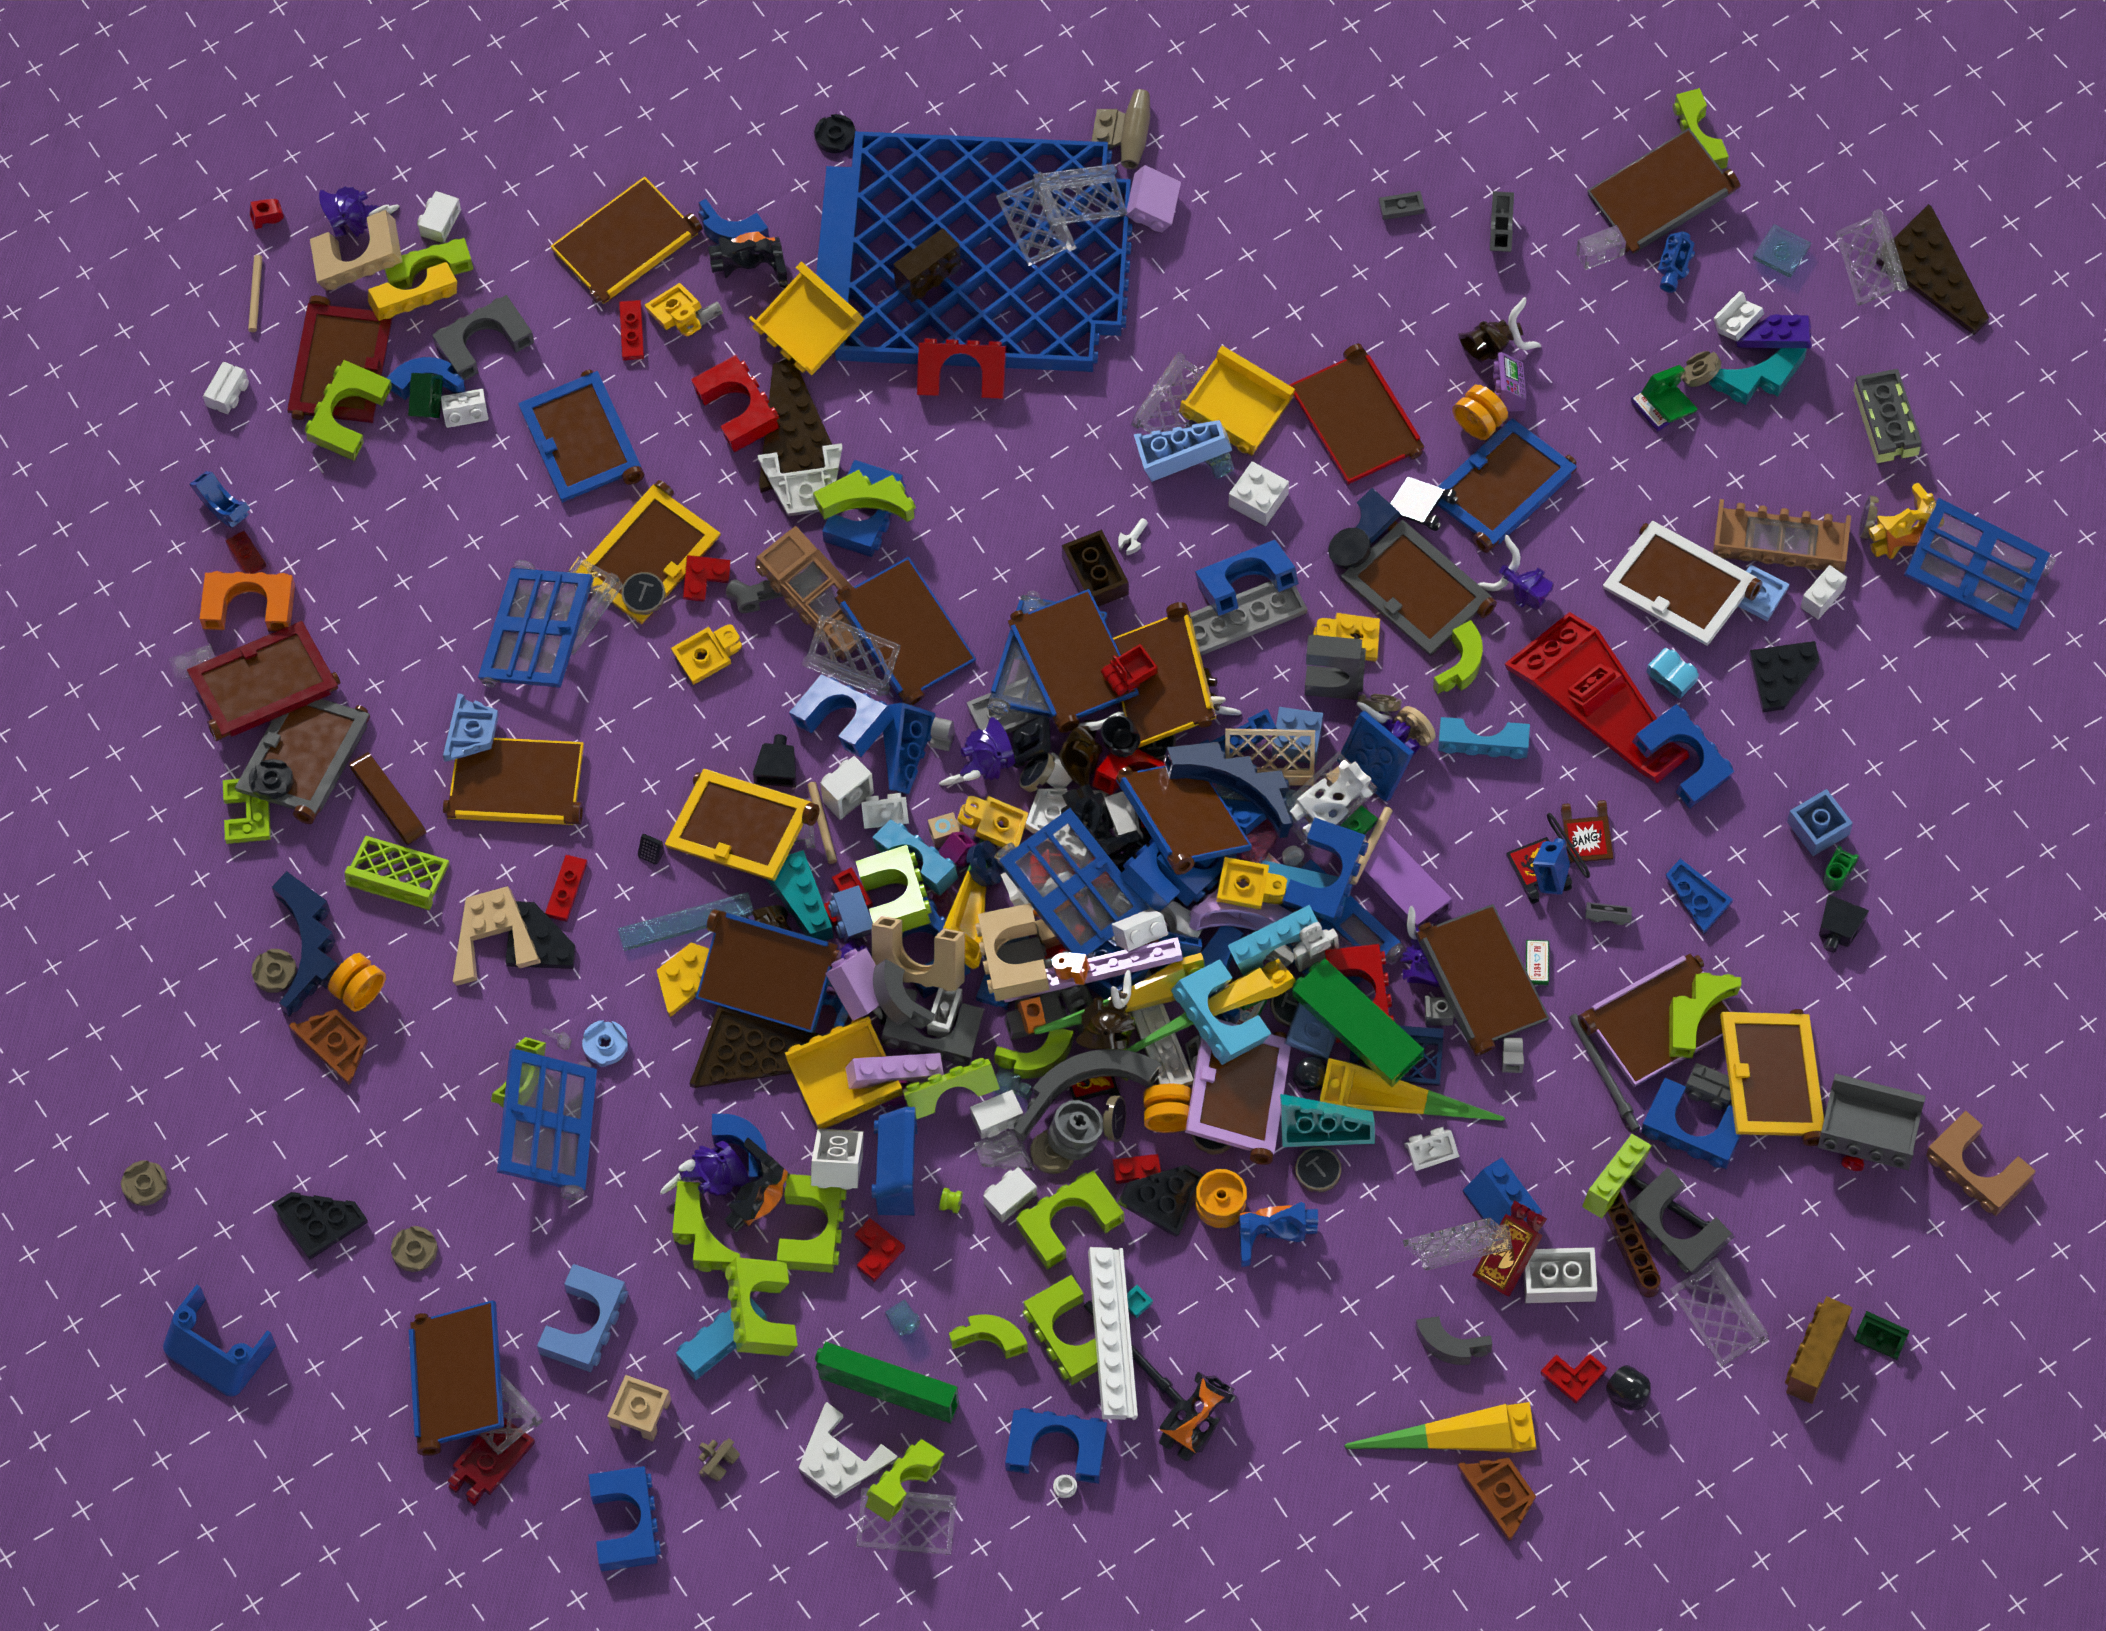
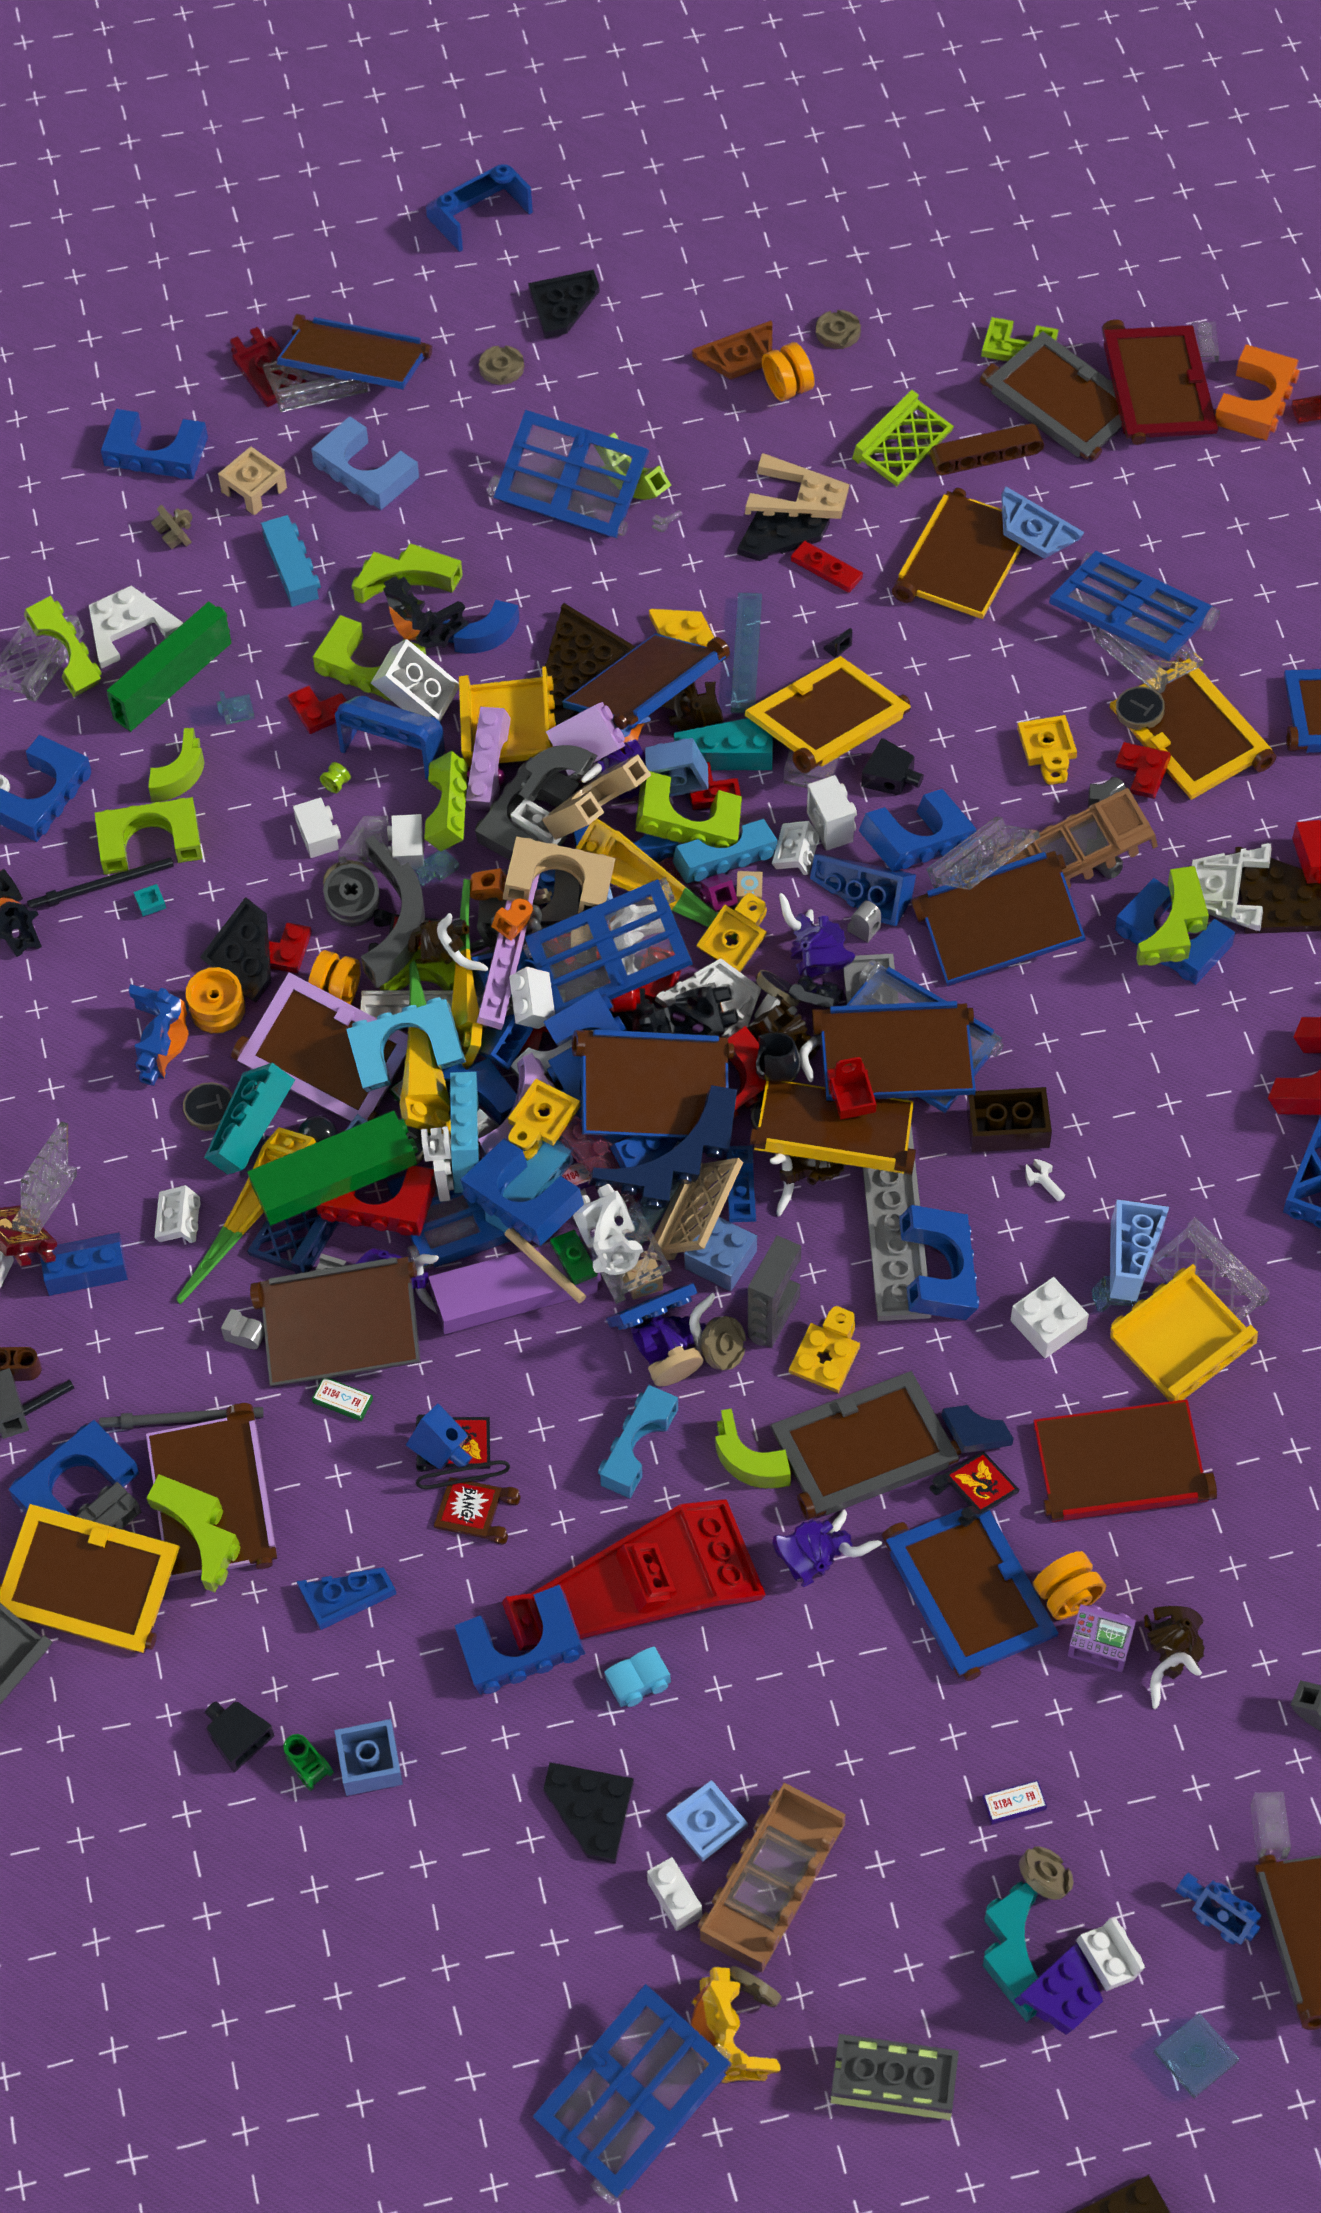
camera: 110 degrees right, 5 degrees down
(144, 1183) = (663, 194): dark tan tile -> none
(271, 779) = (1038, 357): black tile -> none
(315, 966) = (855, 360): dark blue arch -> none
(605, 1055) = (644, 563): light blue plate -> none
(714, 1169) = (459, 585): dark purple helmet -> none
(750, 1331) = (269, 567): lime arch -> none
(822, 823) = (795, 792): tan bar -> none
(979, 856) = (702, 909): dark blue plate -> none
(1038, 1062) = (447, 887): lime arch -> none
(1086, 1193) = (270, 841): lime arch -> none
(1112, 1333) = (119, 857): white plate -> none
(1115, 1118) = (347, 934): tile -> none
(1349, 548) = (941, 1387): black tile -> none
(1614, 1176) = (45, 1365): lime arch -> none
(1617, 914) = (364, 1489): dark grey plate -> none
(1666, 397) = (1016, 1819): green bracket -> none
(1681, 582) = (753, 1732): door -> none
(1886, 248) = (1141, 2181): clear fence -> none

